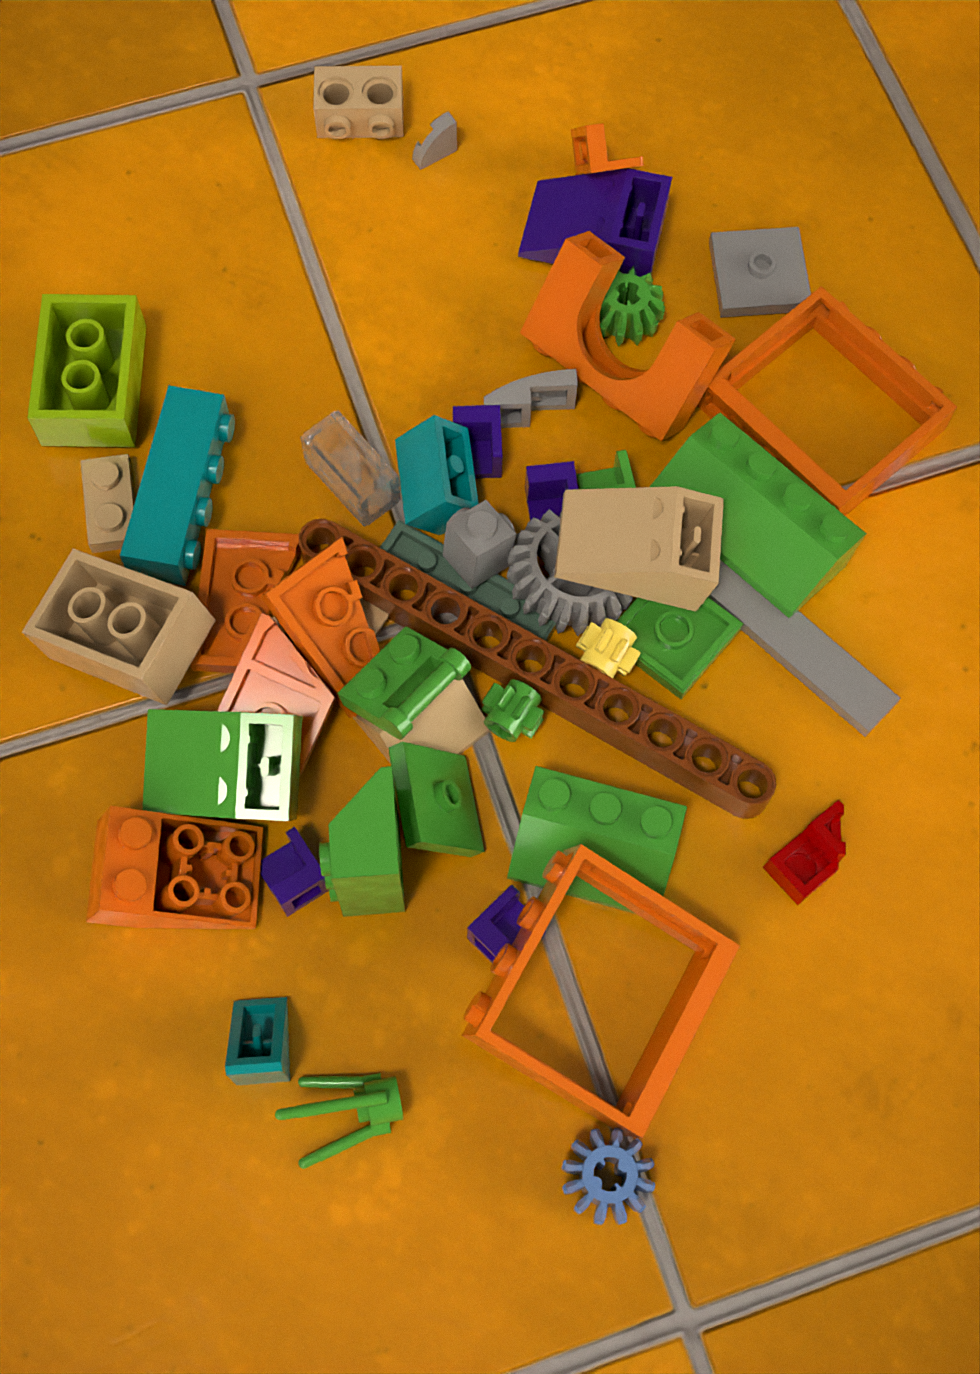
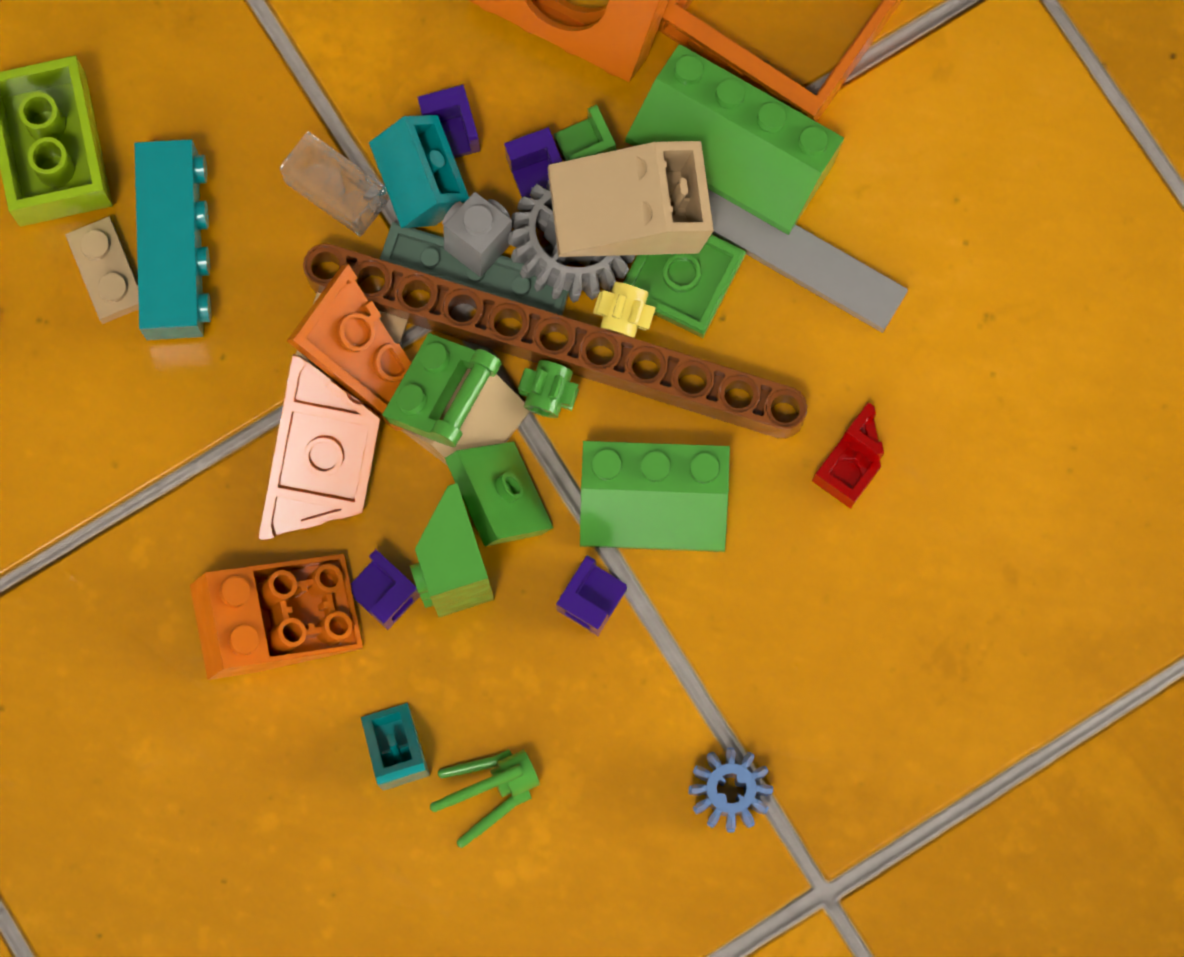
camera: 10 degrees left, 10 degrees up
(120, 626) = (159, 397): tan brick -> none
(222, 764) = (293, 508): bright green slope -> none
(232, 578) = (254, 321): orange wing -> none
(536, 392) = (504, 53): light grey slope -> none
(674, 1030) = (761, 648): orange window -> none

